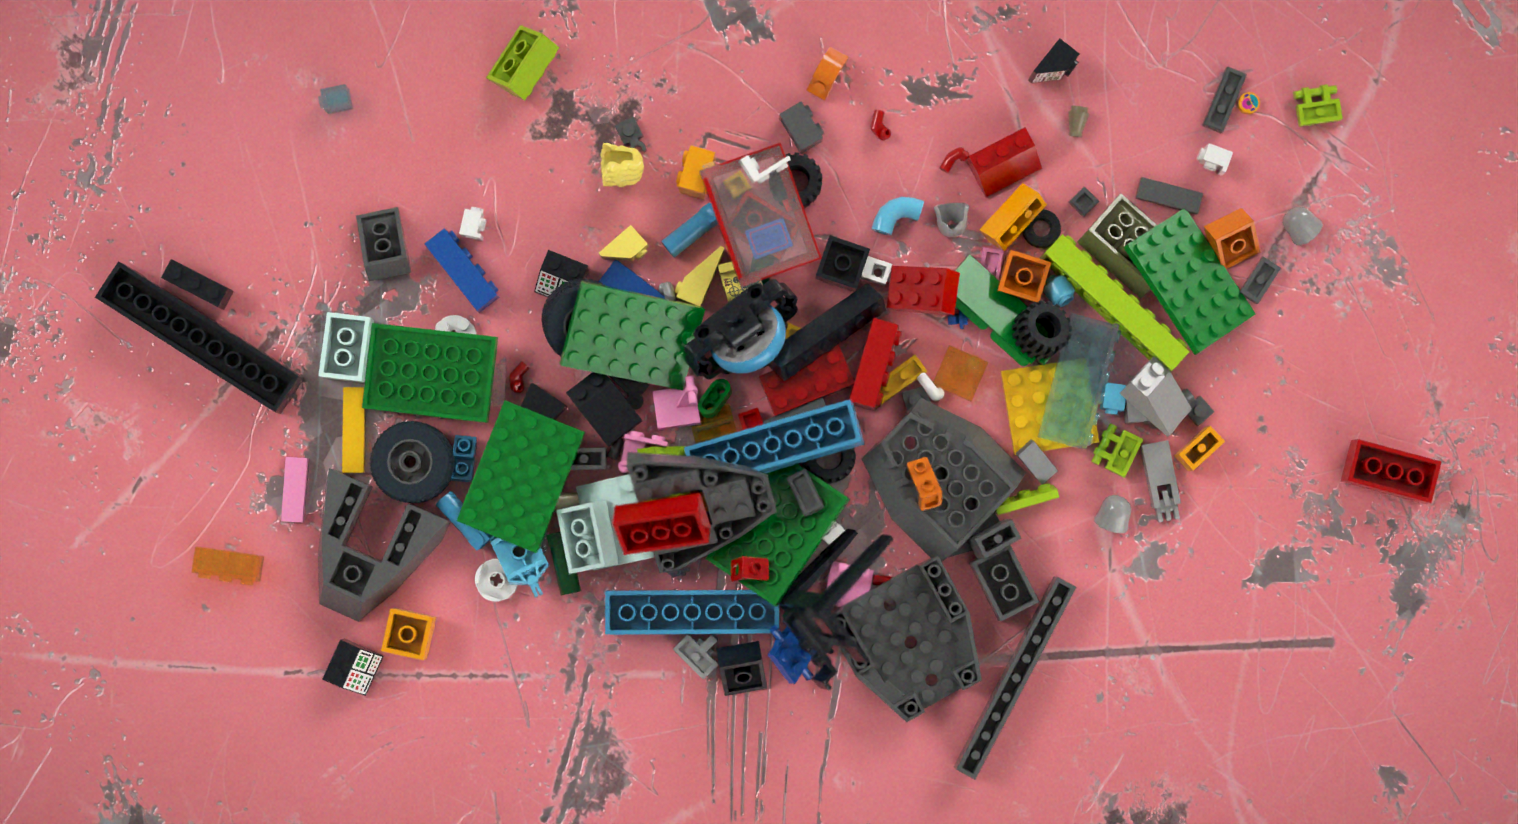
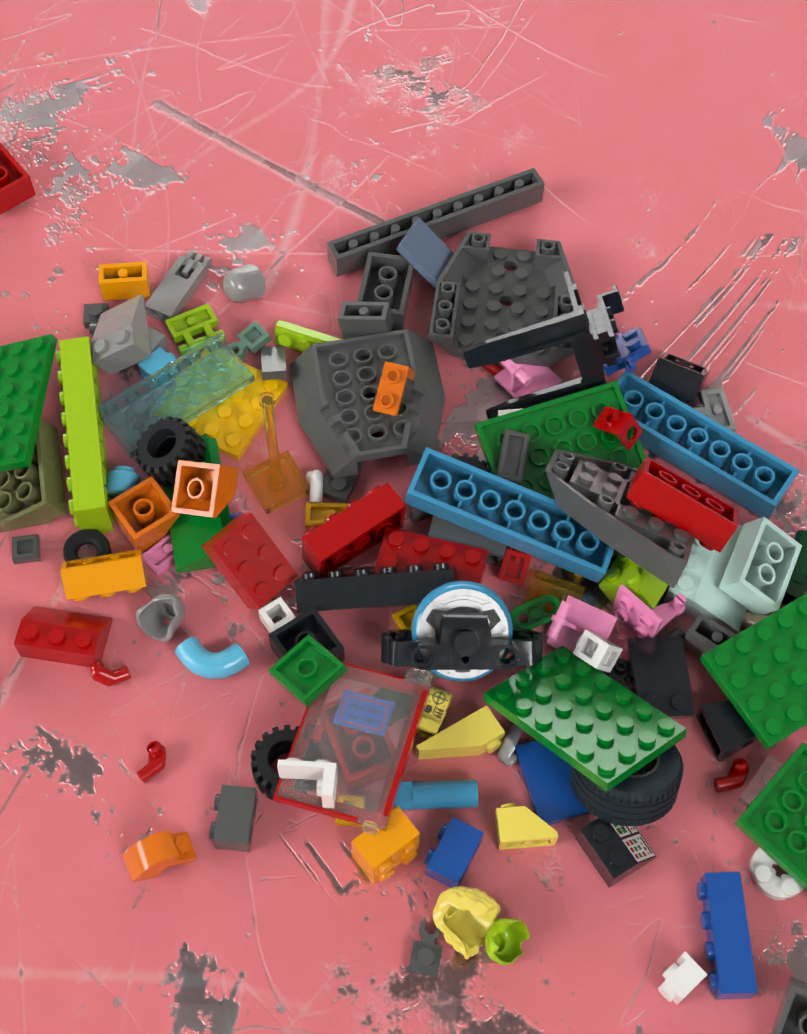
camera: 140 degrees left, 25 degrees down
(588, 170) = (505, 940): none -> lime hair
(655, 202) = (454, 852): none -> blue brick
(655, 393) = (597, 651): none -> white brick
(824, 239) = (307, 670): none -> green tile
(991, 312) = (203, 488): none -> orange slope
(997, 633) = (425, 251): none -> sand blue tile
(1068, 471) = (251, 339): none -> sand green plate

